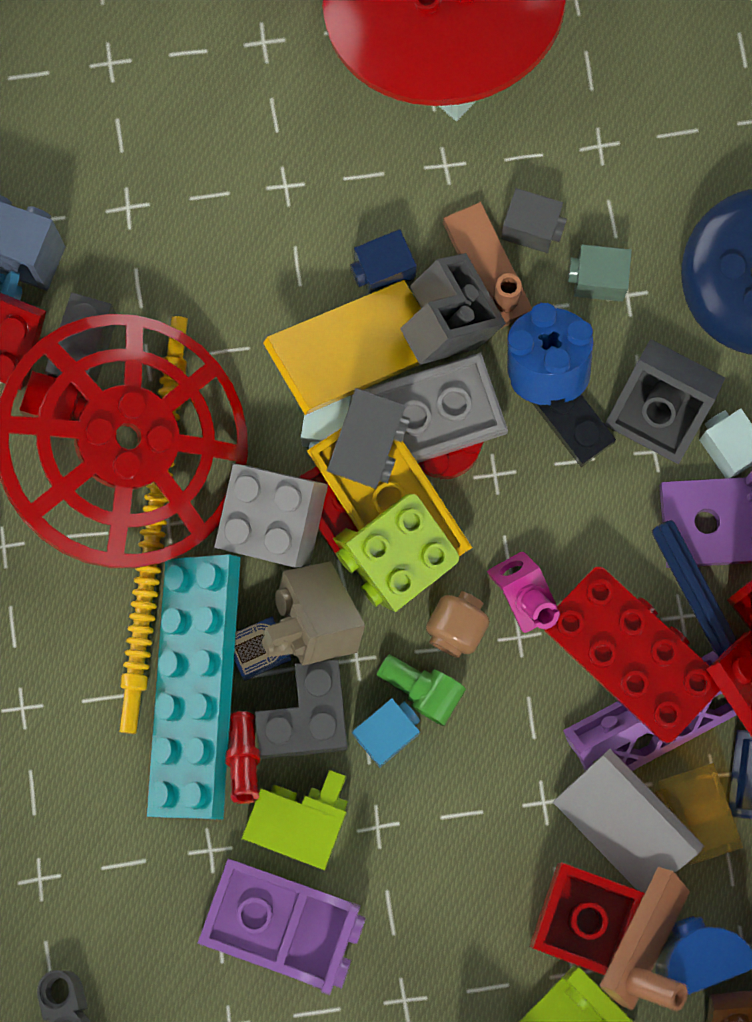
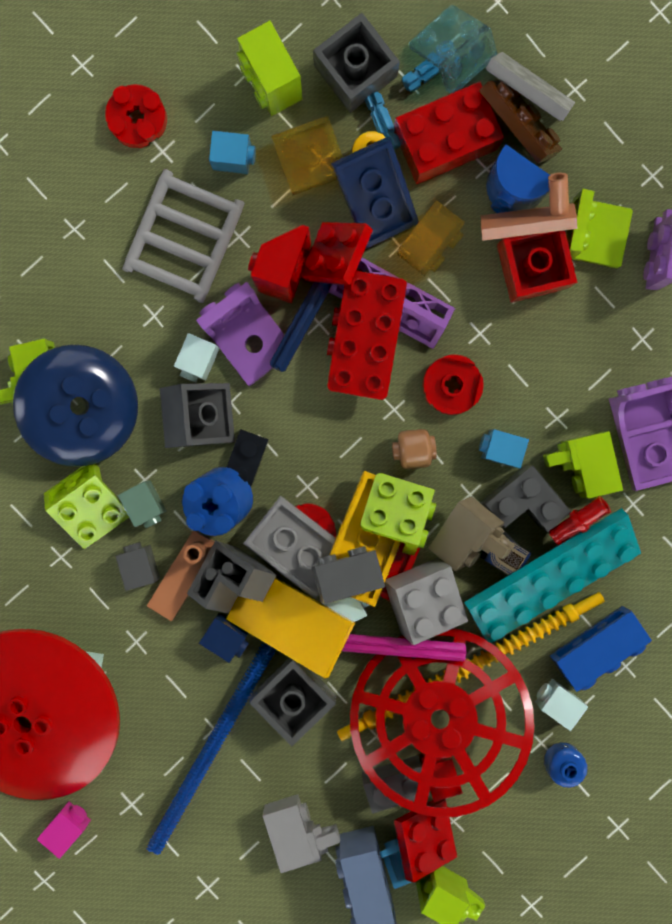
camera: 125 degrees left, 10 degrees up
(37, 595) = (560, 704): none -> light aqua brick
(67, 687) = (601, 649): none -> blue brick
(103, 191) = (294, 835): none -> light grey hinge
(235, 452) = (403, 647): none -> dark pink axle
(260, 290) = (293, 700): none -> dark grey brick
(267, 168) = (210, 750): none -> blue axle
(432, 693) = (463, 437): bright green pin -> none
(526, 593) = (369, 421): dark pink bracket -> none
(529, 723) = (443, 370): none -> red plate
(627, 821) = (465, 275): light grey tile -> none
(642, 207) = (85, 506): none -> lime bracket

